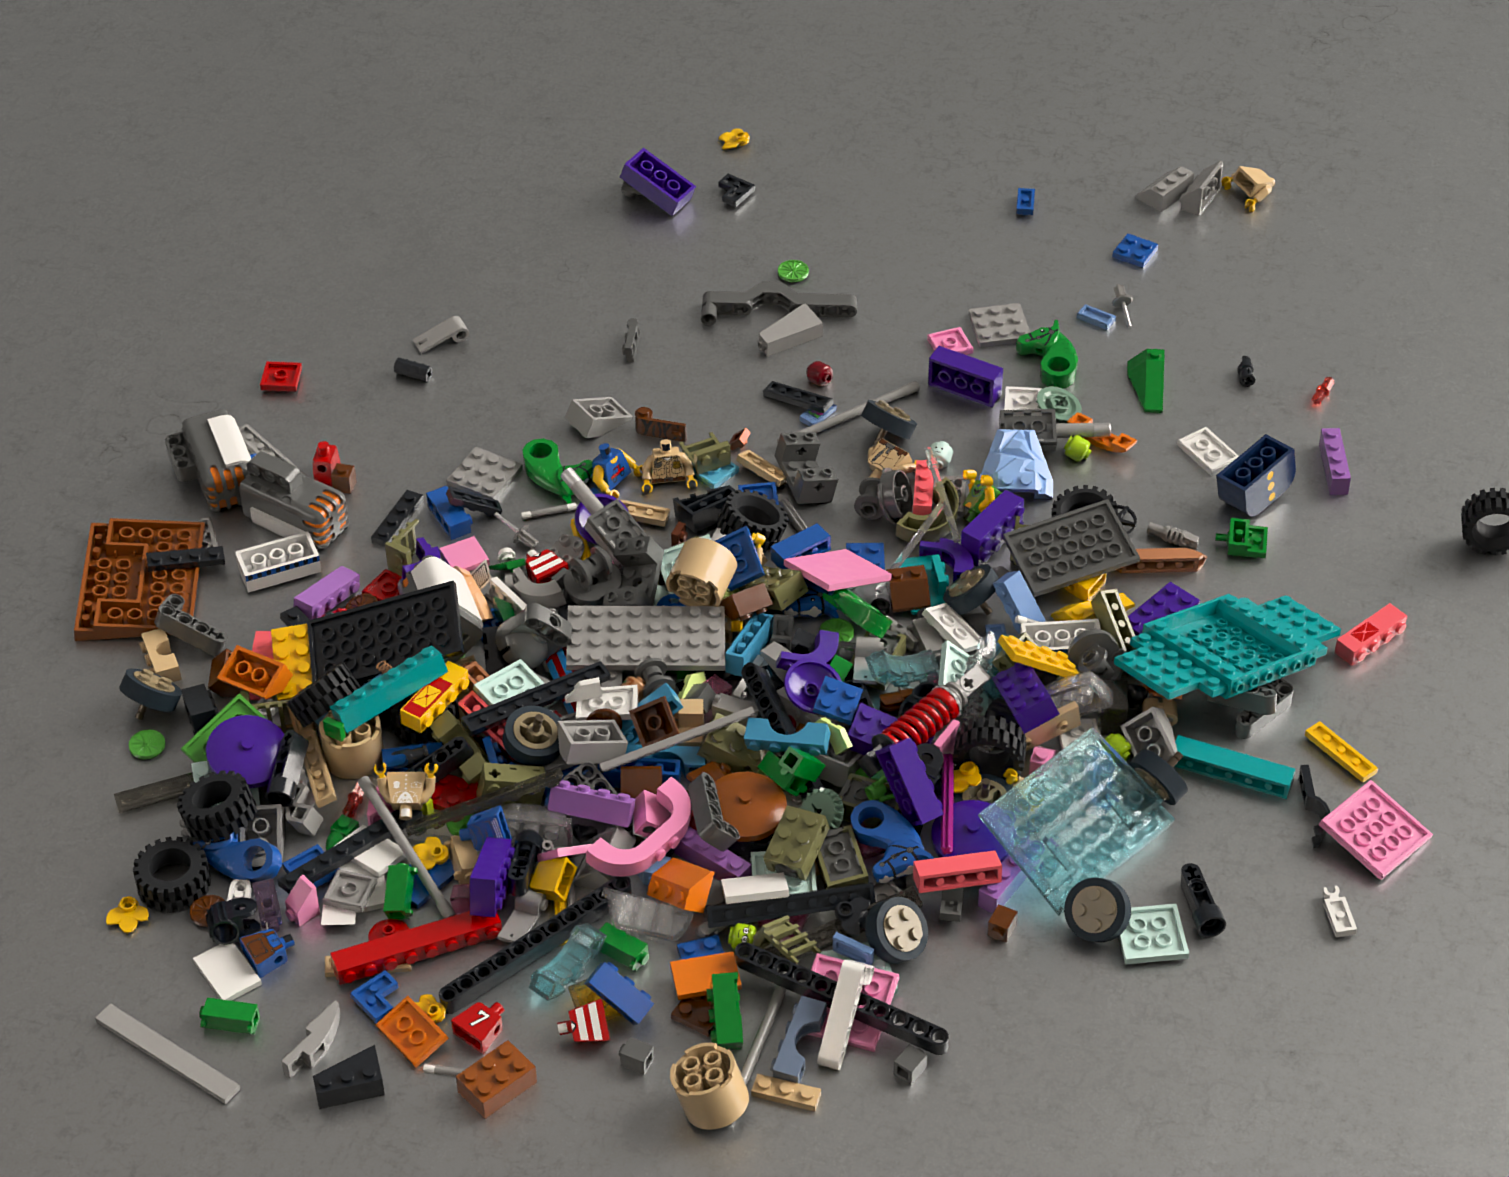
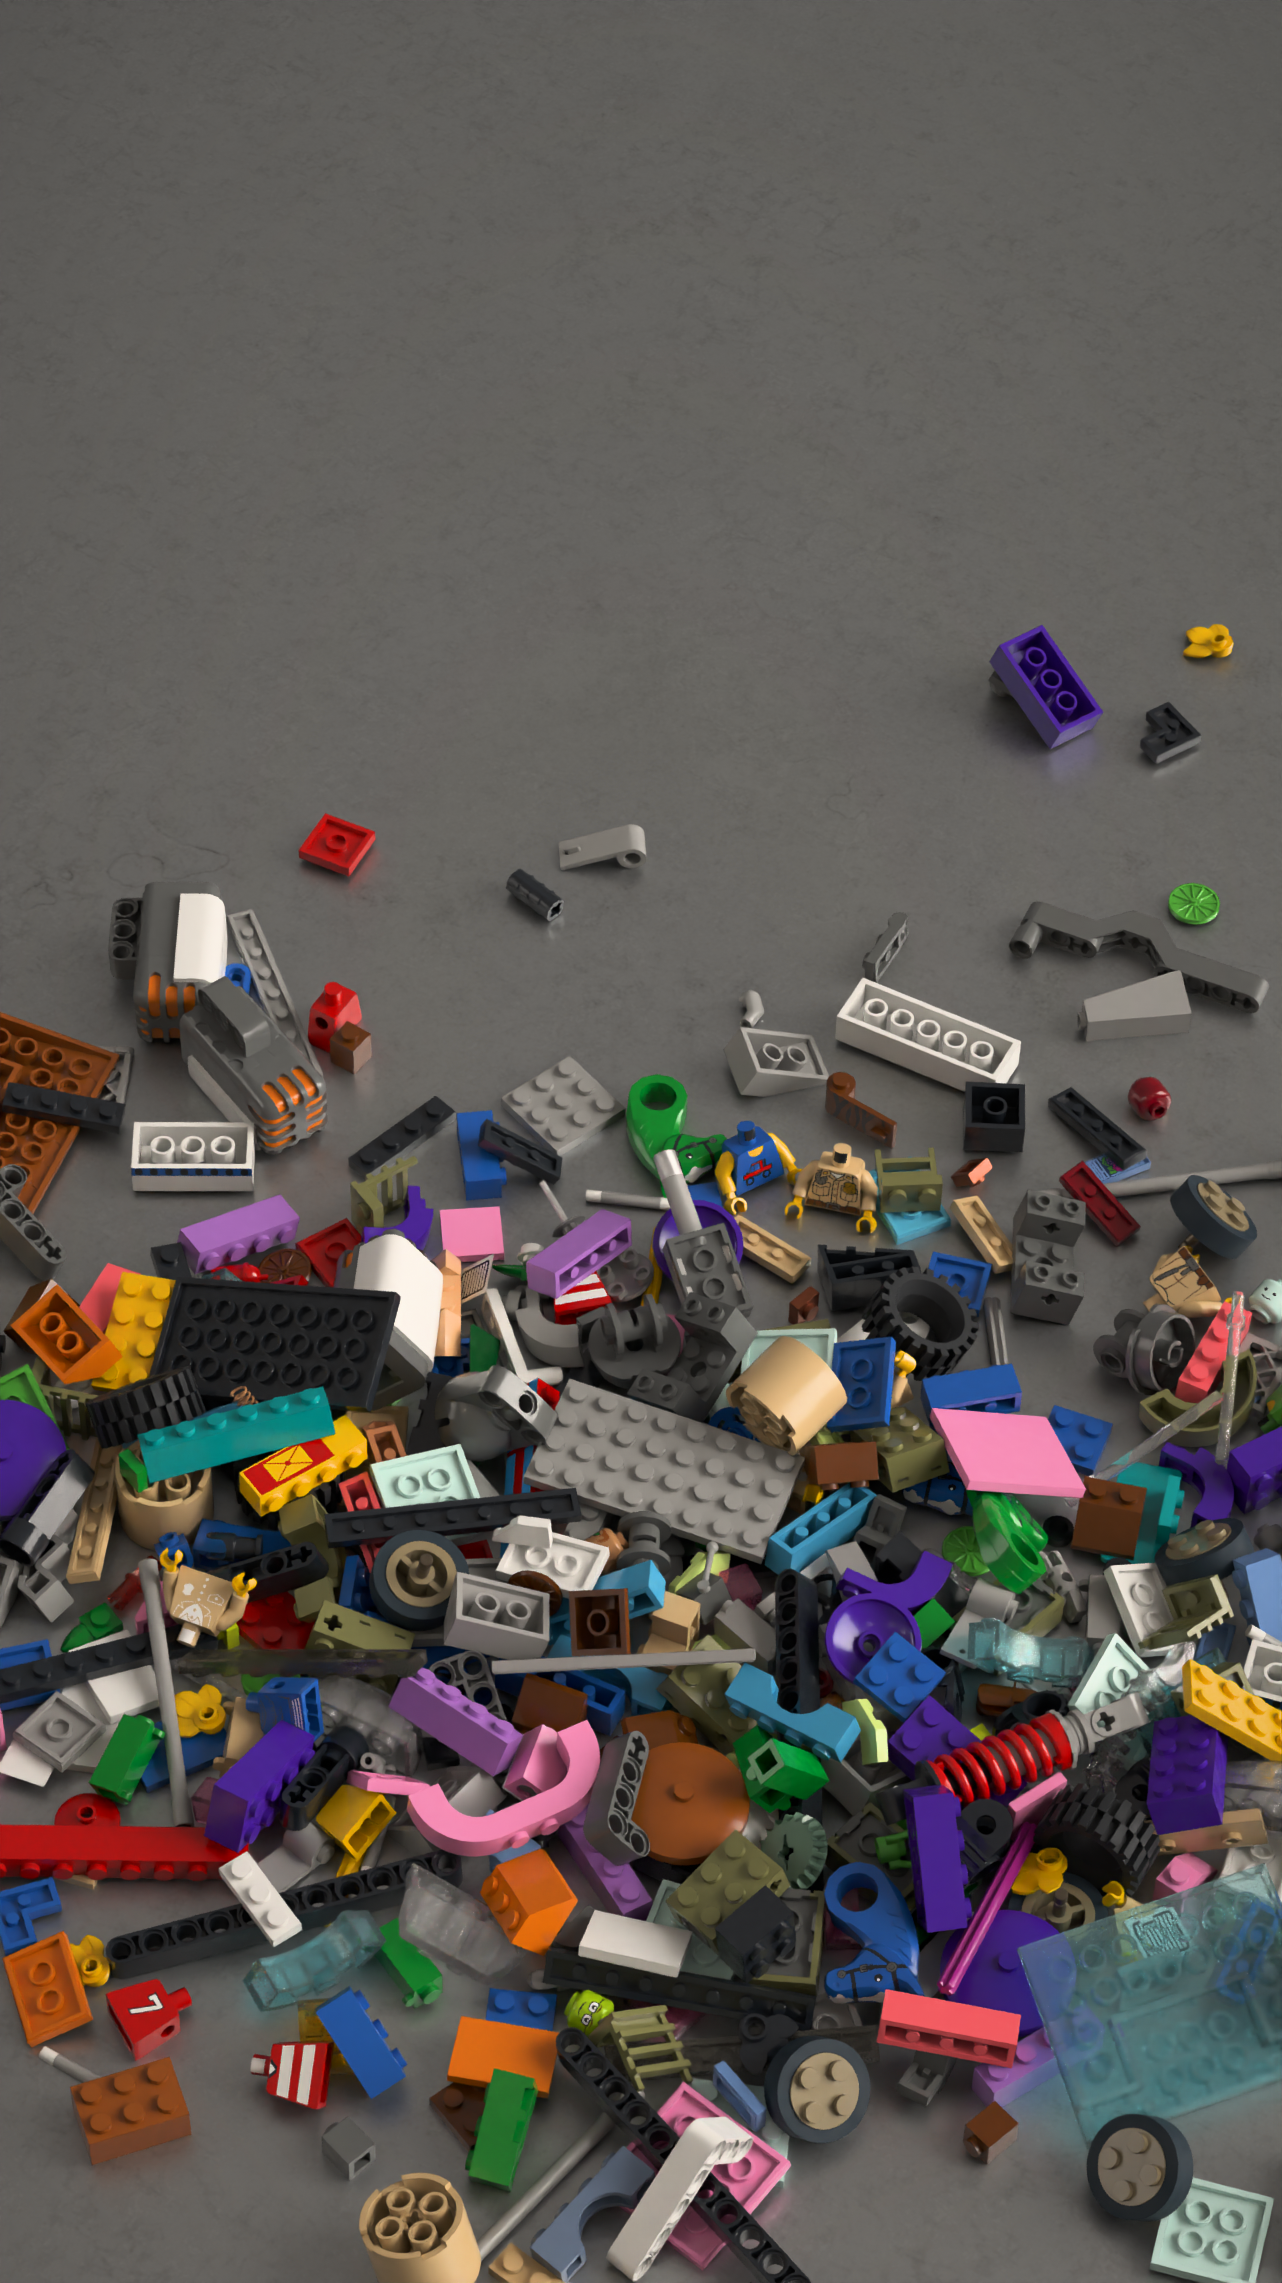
camera: 20 degrees right, 5 degrees up
(368, 770) = (173, 1543): none -> blue plate
(520, 937) = (260, 1899): none -> white plate
(537, 543) = (579, 1253): none -> medium lavender brick
(571, 393) = (754, 1008): none -> light grey arm
(680, 378) = (925, 1037): none -> white brick
(700, 690) = (704, 1585): none -> light grey hinge
(738, 406) = (994, 1117): none -> black brick
(825, 857) = (756, 1935): none -> black brick
(826, 436) = (1100, 1203): none -> dark red tile
(981, 618) = (1195, 1610): none -> olive plate

